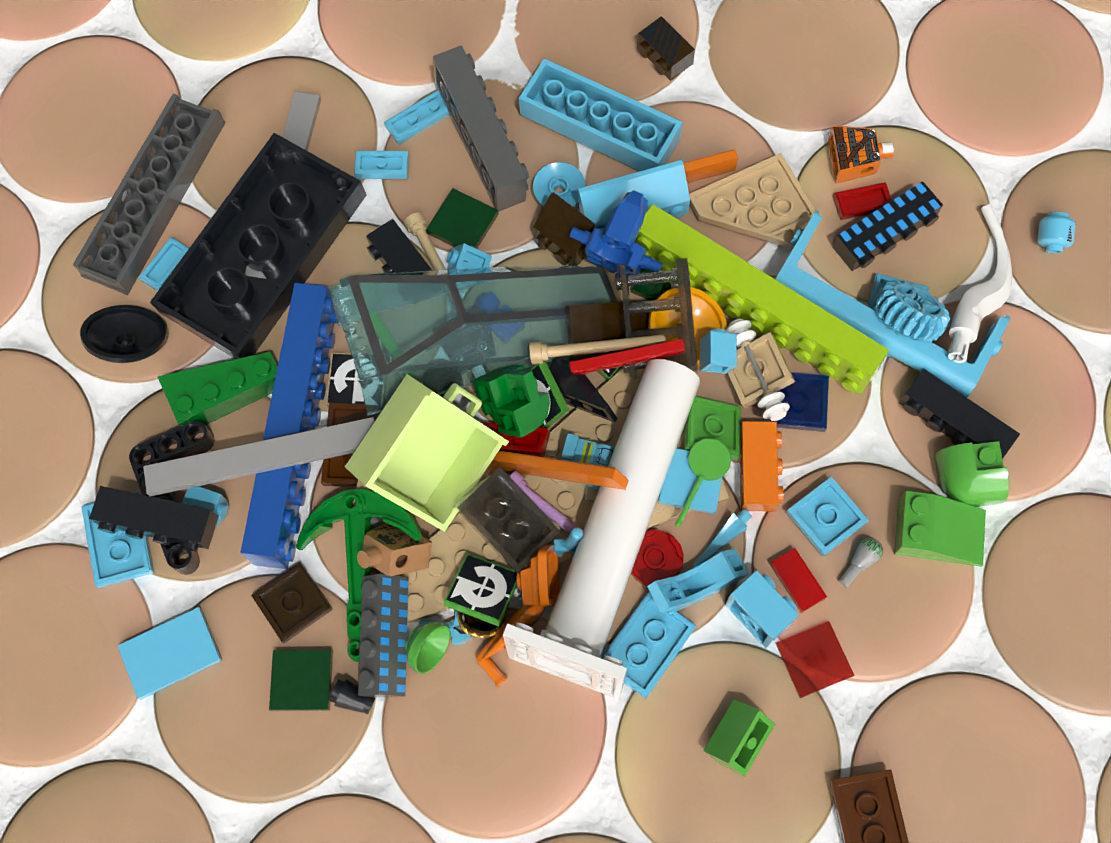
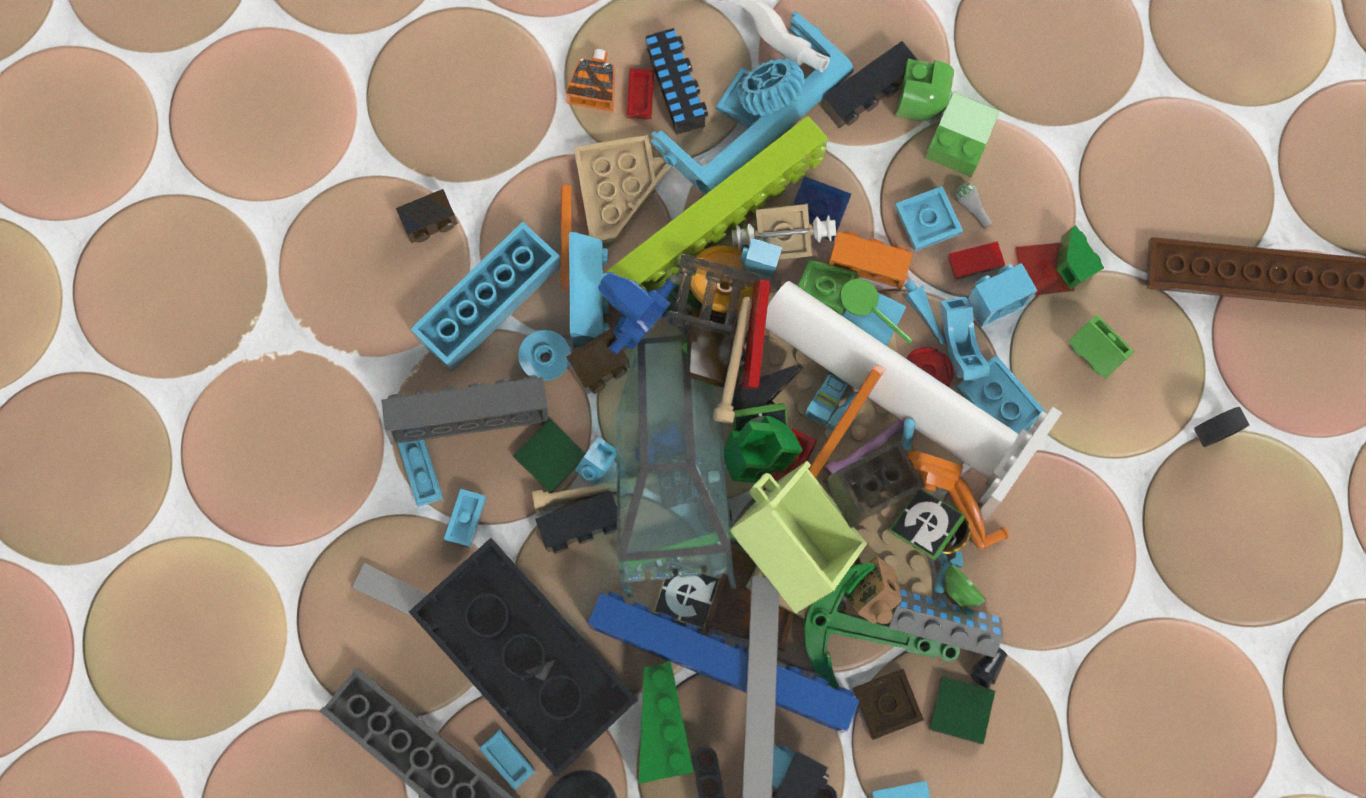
camera: 80 degrees left, 5 degrees up
(833, 688) = (1077, 259): none -> green slope

